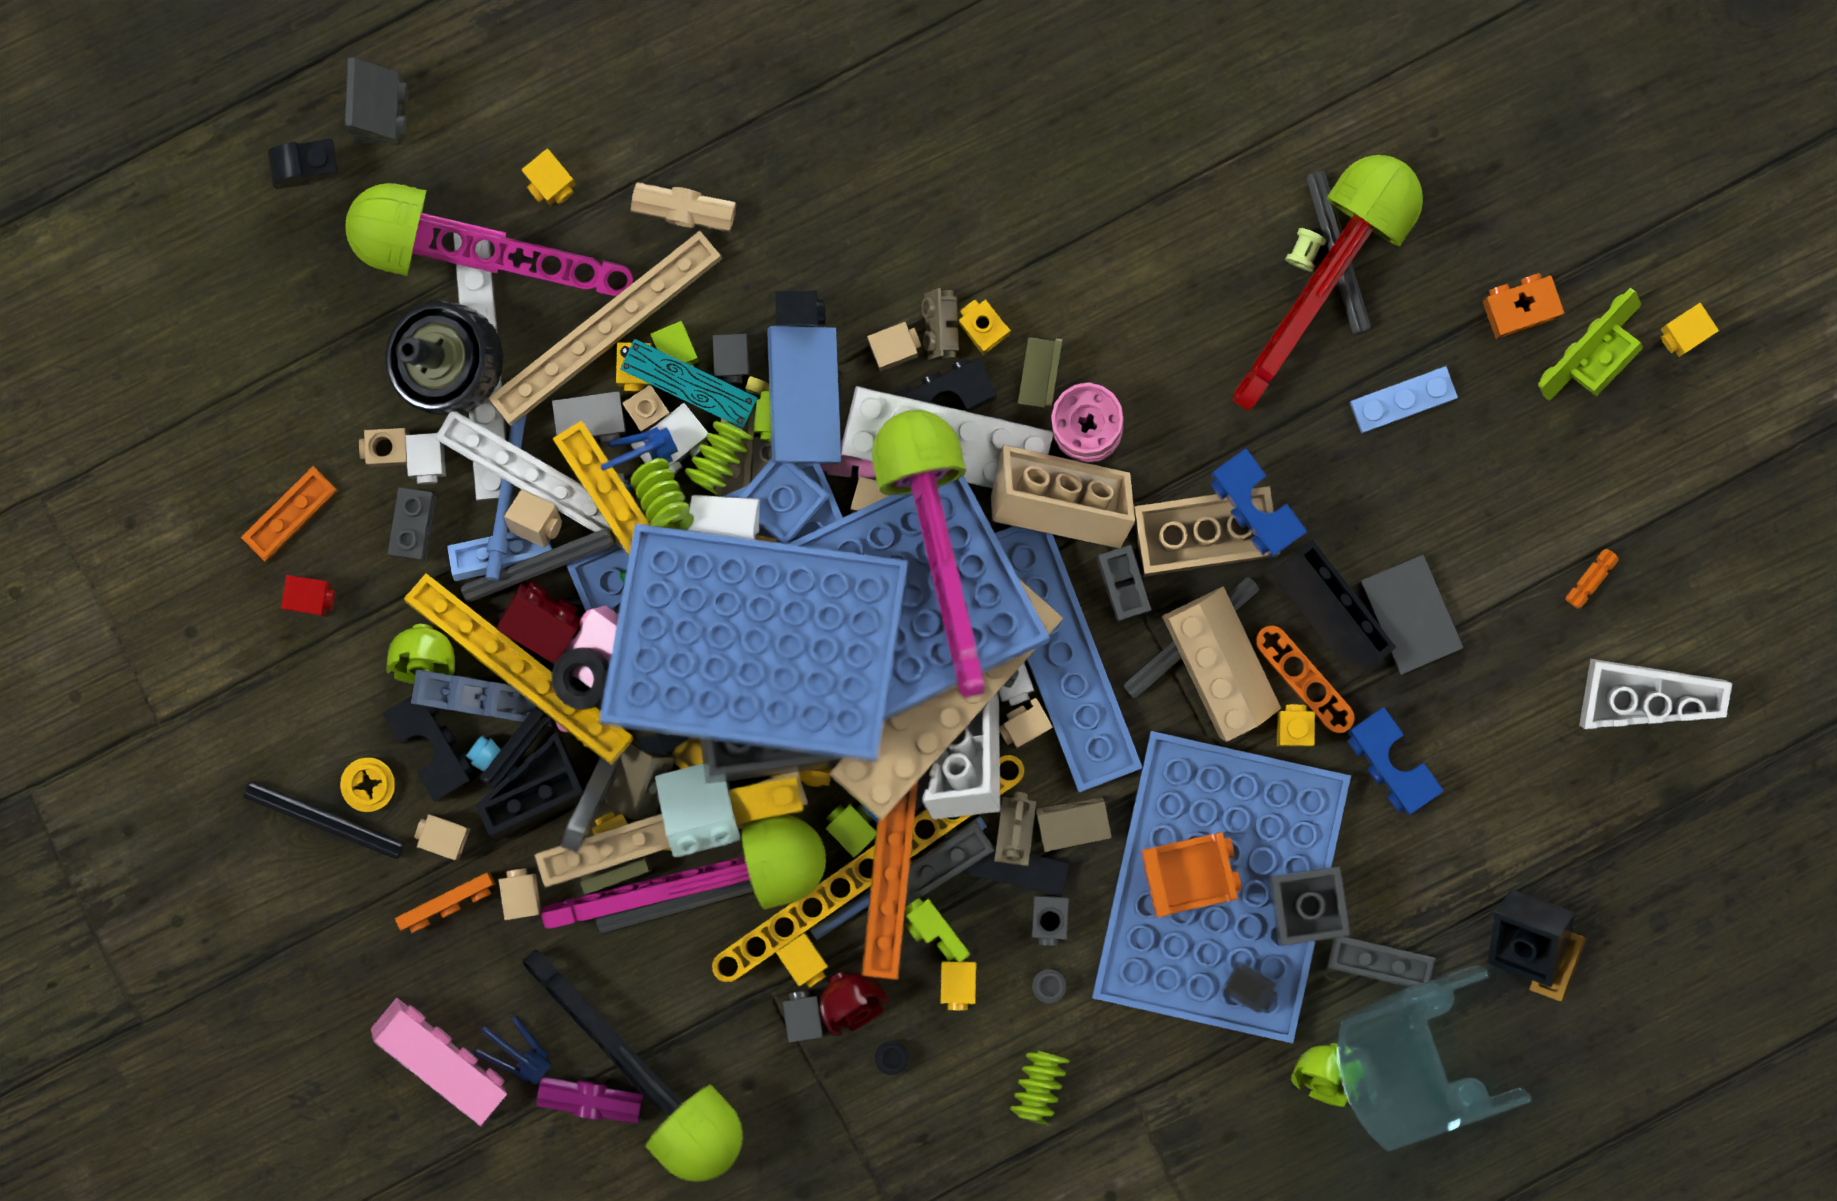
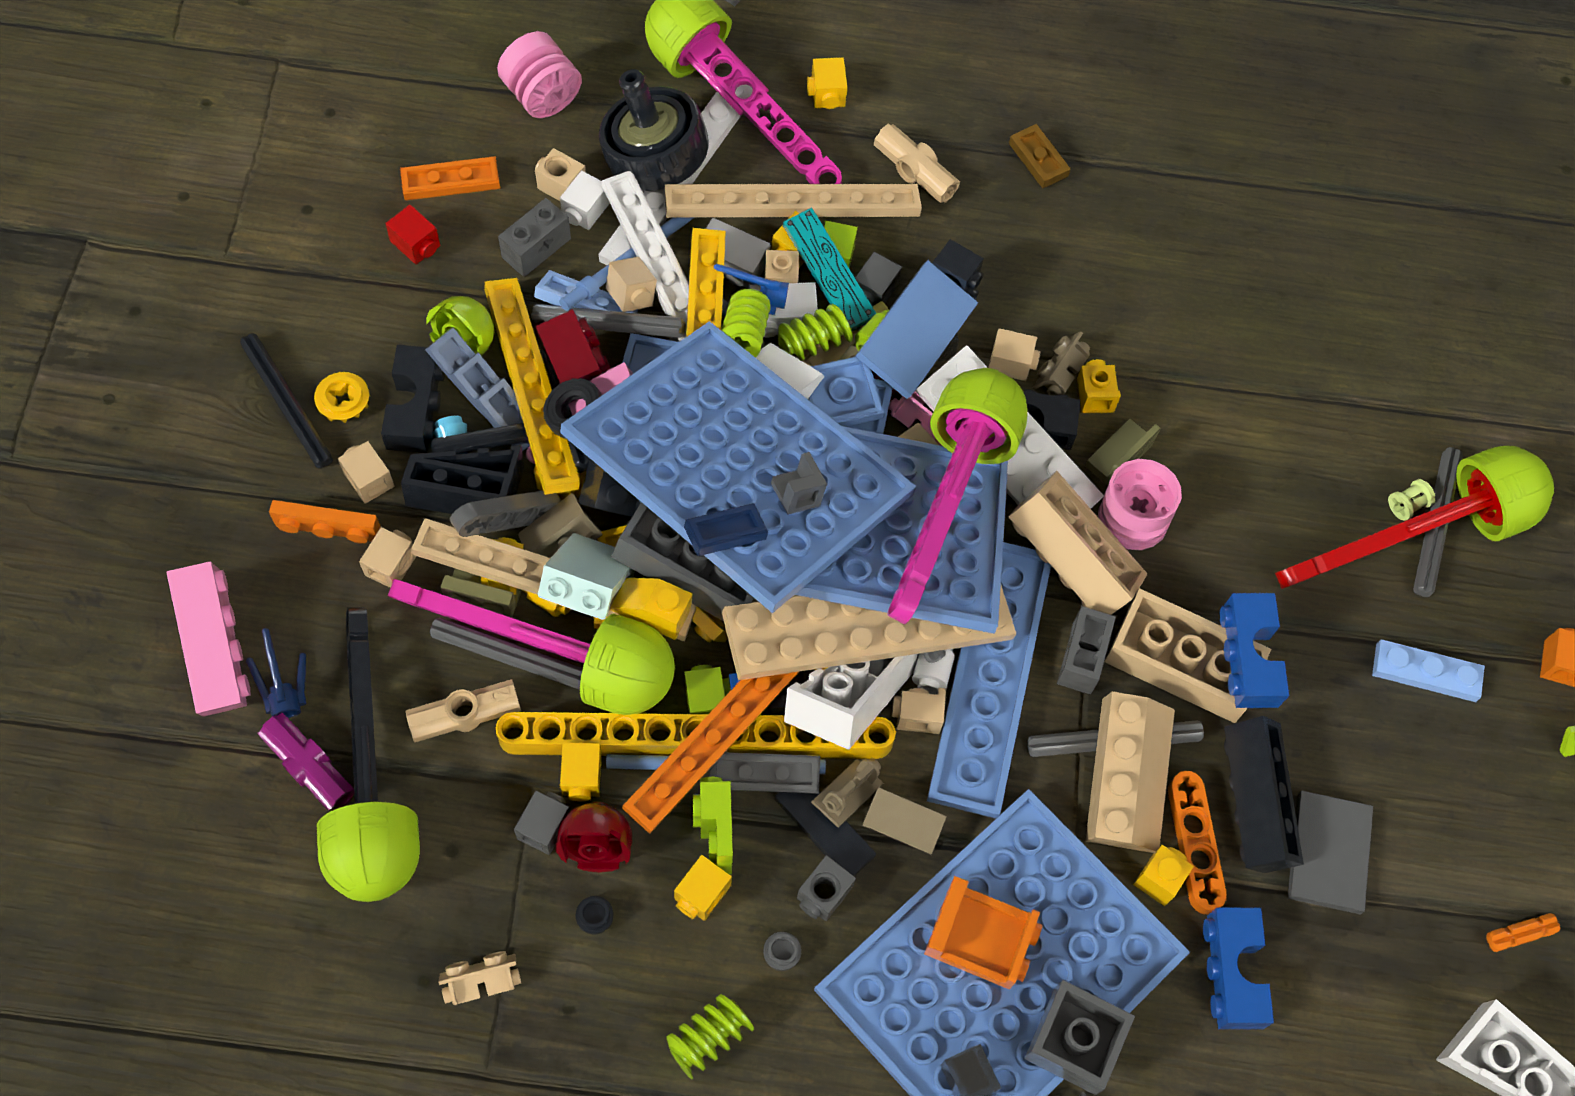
camera: 25 degrees right, 20 degrees down
(302, 366) = (539, 74): none -> bright pink wheel
(662, 994) = (440, 716): none -> tan piece
(785, 119) = (1039, 156): none -> pearl gold plate
(795, 721) = (725, 529): none -> dark blue tile
(822, 638) = (800, 488): none -> dark grey panel
(849, 1149) = (464, 978): none -> tan hinge

